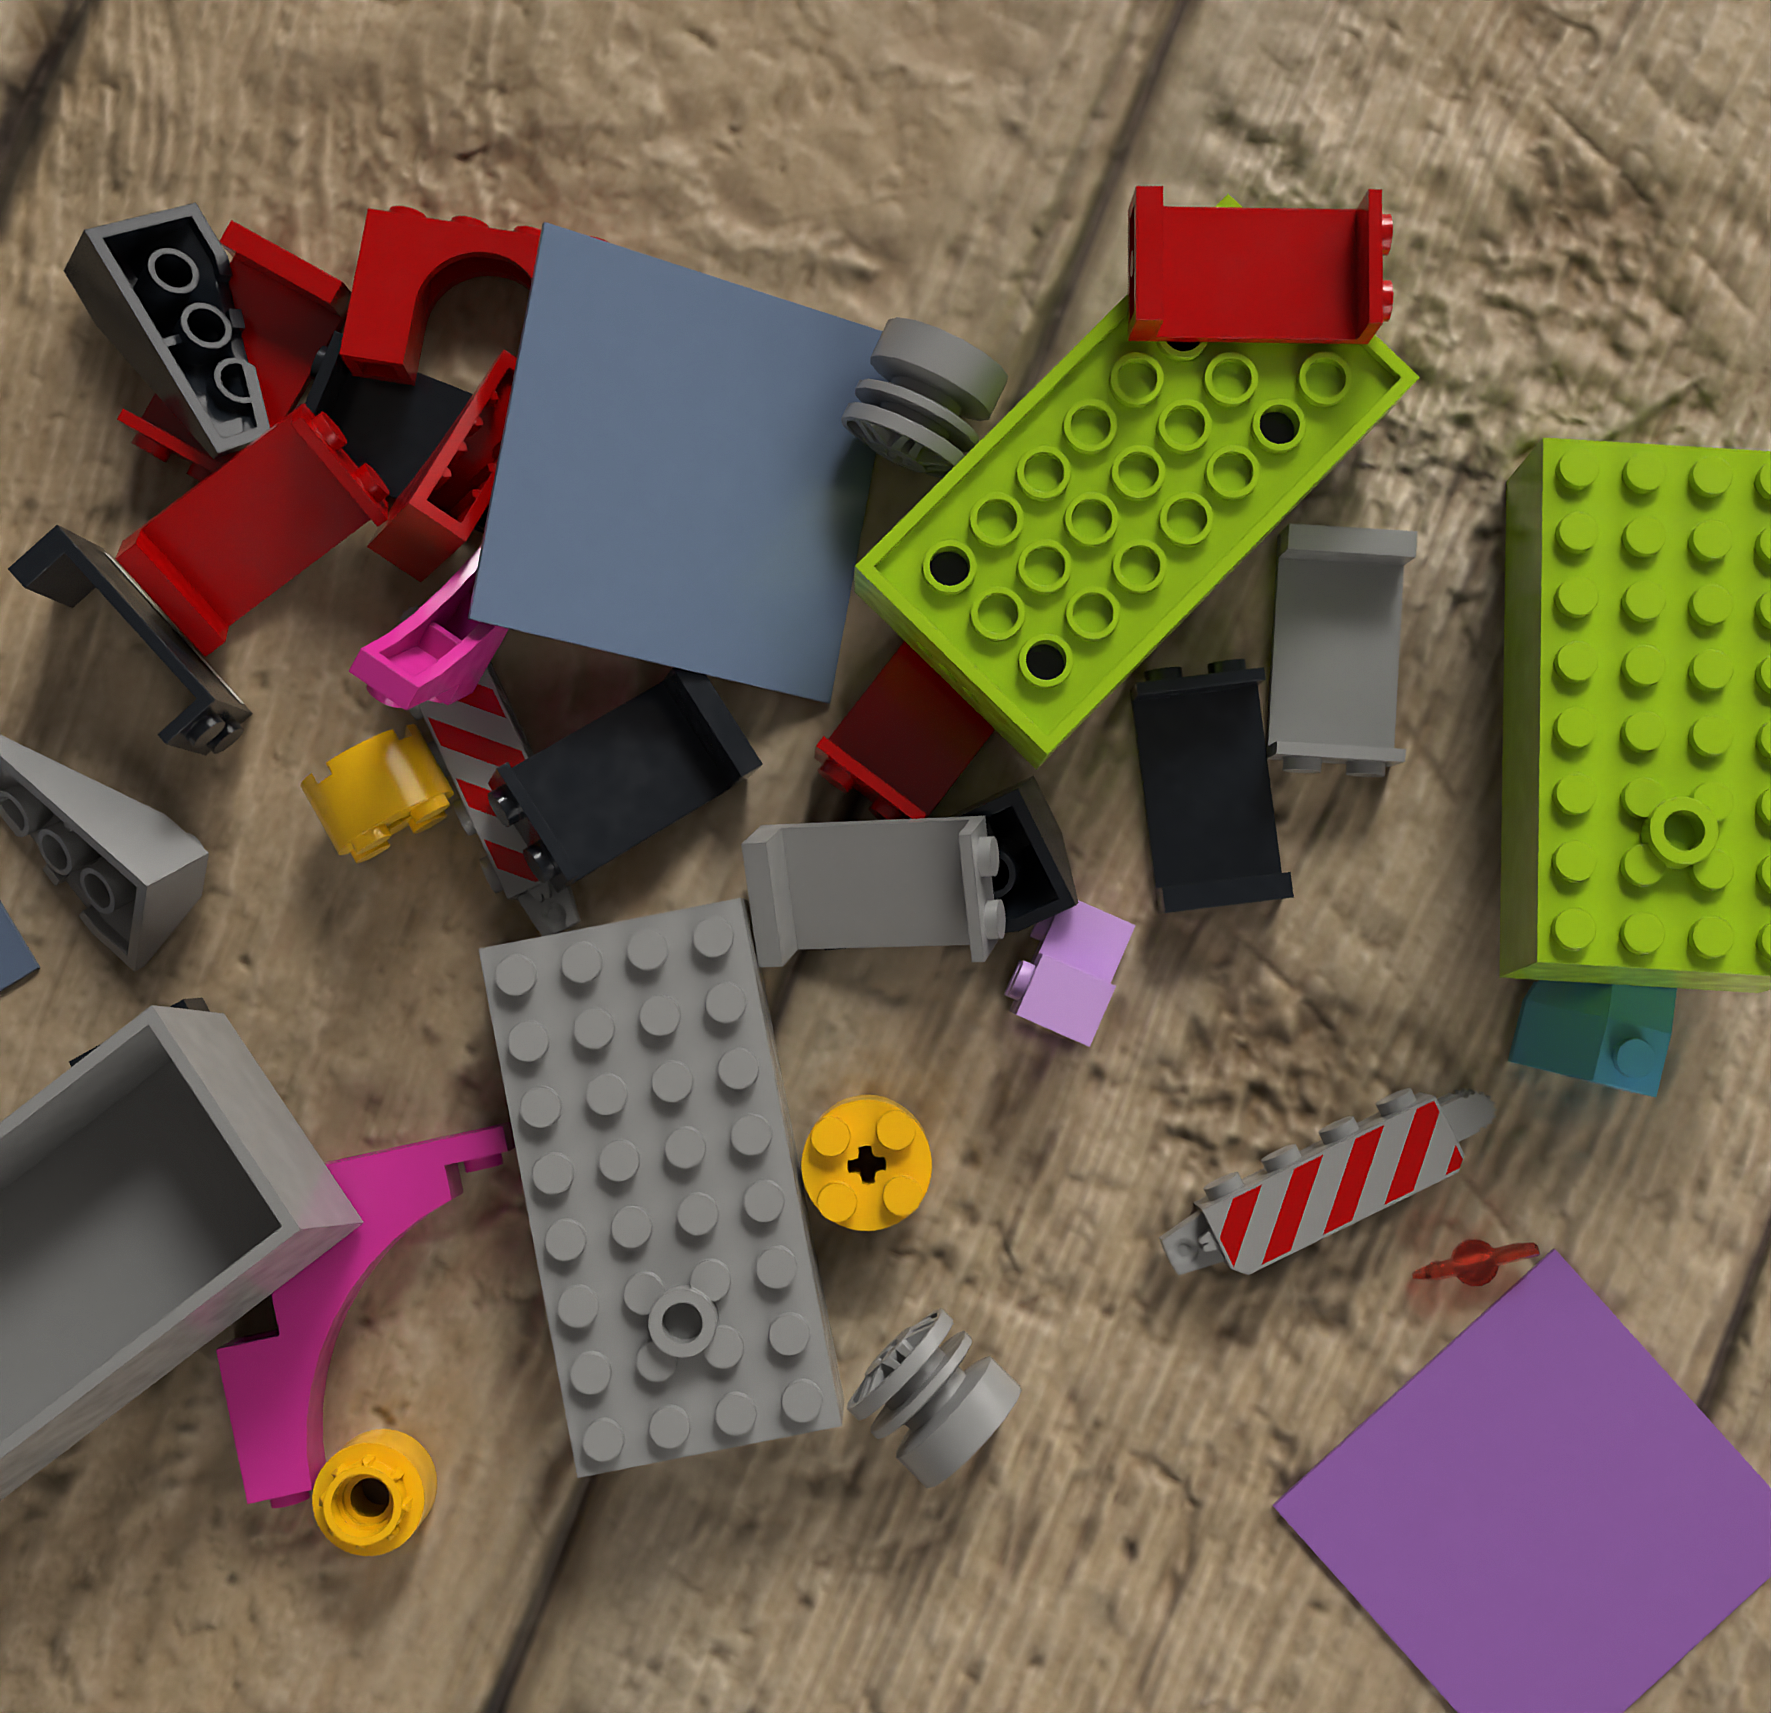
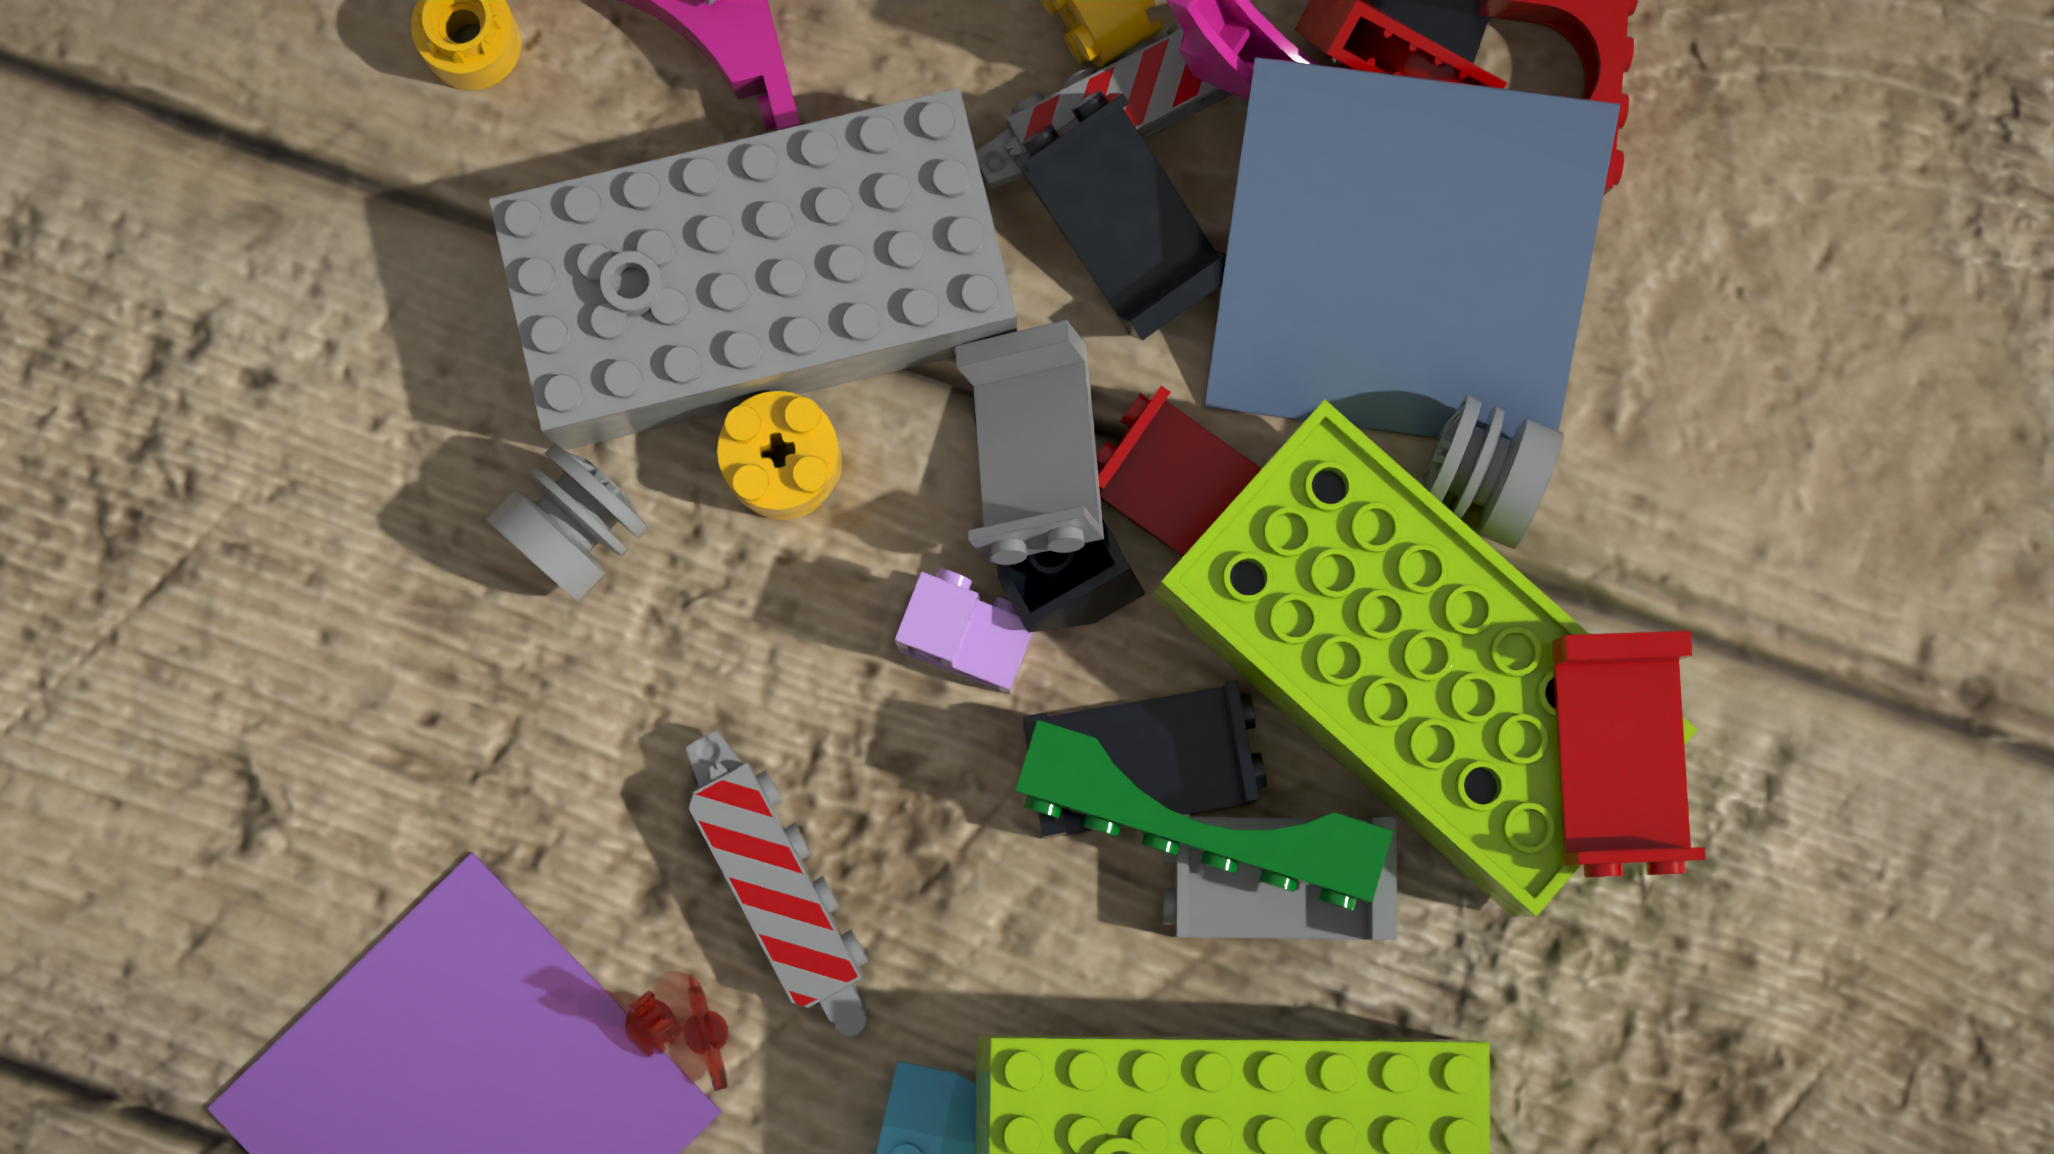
camera: 85 degrees right, 5 degrees down
(1329, 604) = (1328, 853): none -> green arch
(1467, 1320) = (651, 1024): none -> clear red piece

